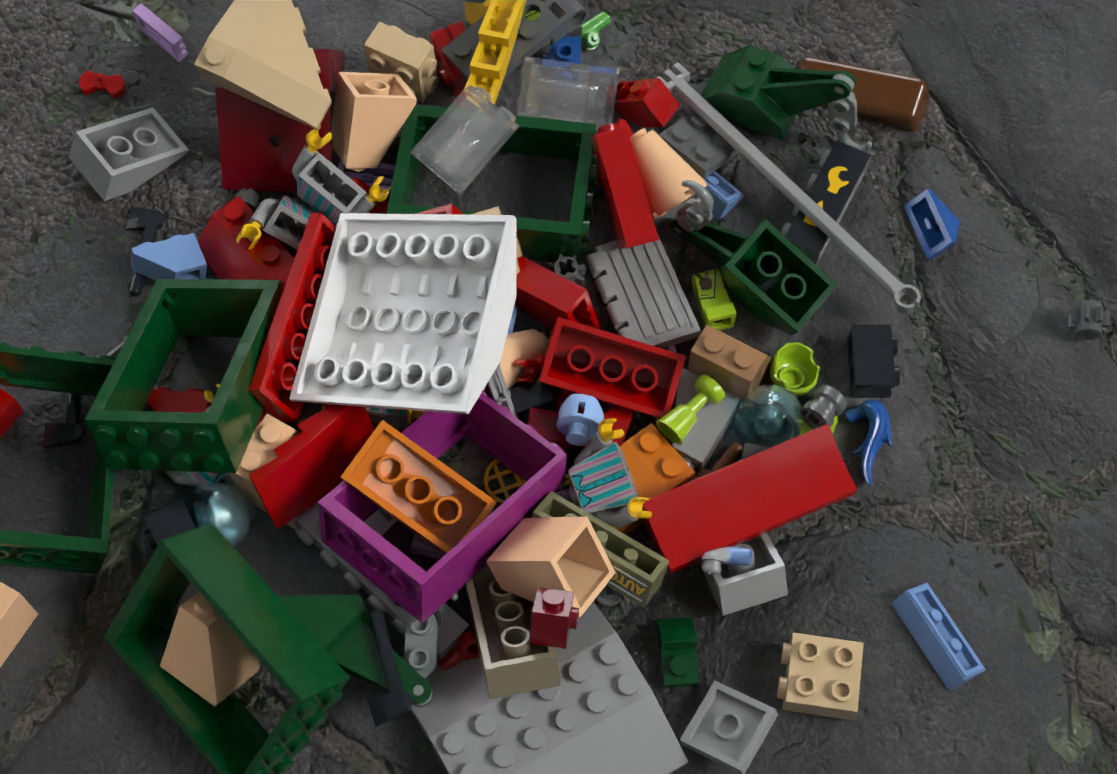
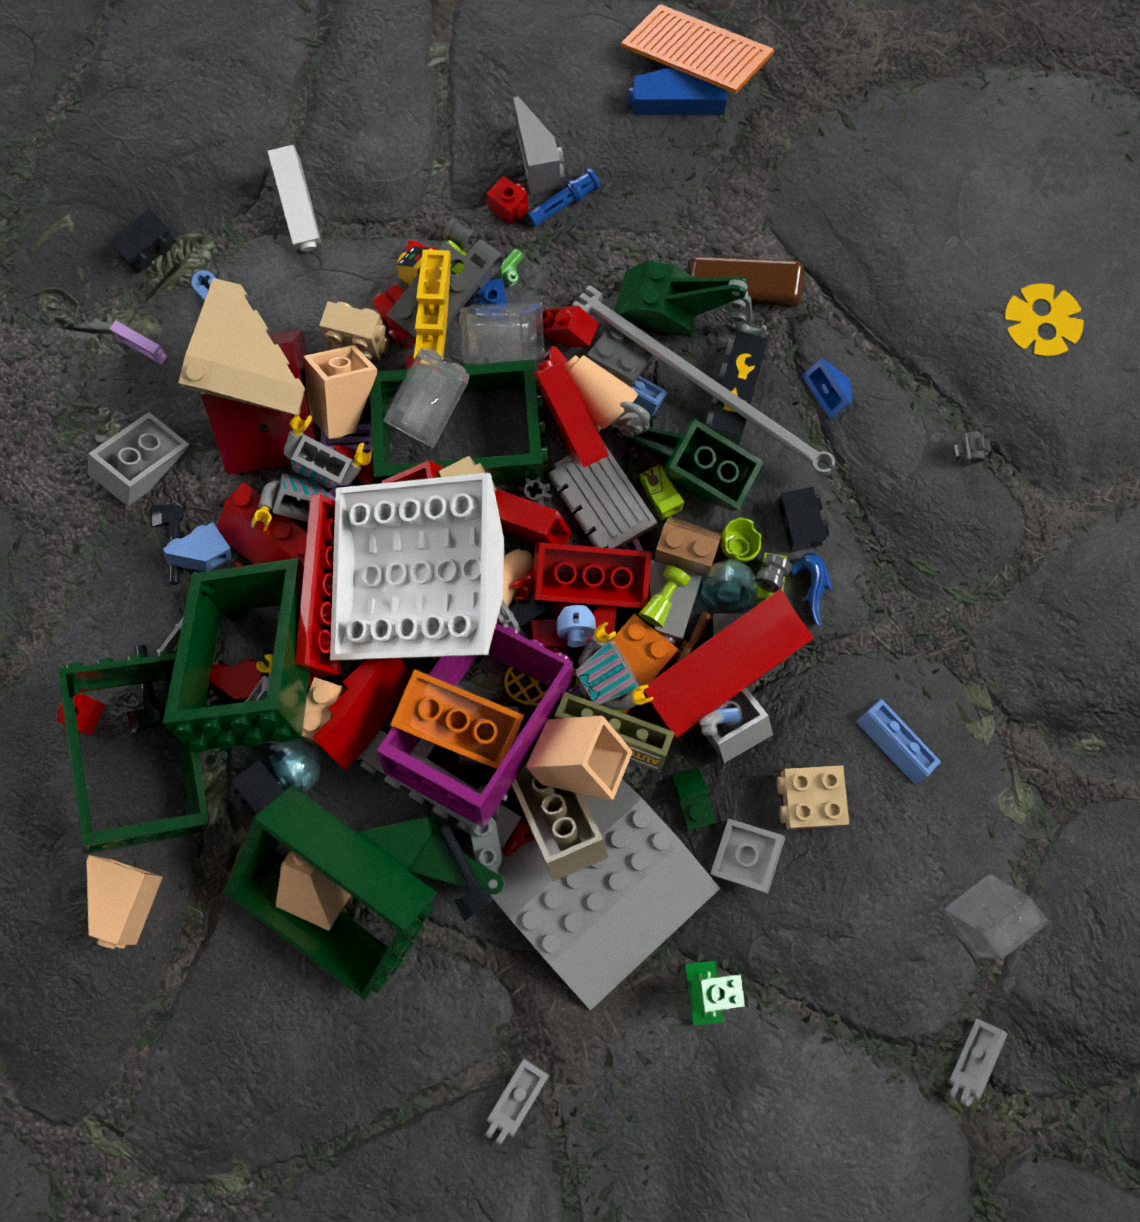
camera: 10 degrees left, 10 degrees up
(91, 82) = (108, 398): red piece -> none
(250, 197) = (252, 479): dark grey hinge -> none
(553, 617) = (593, 808): dark red brick -> none

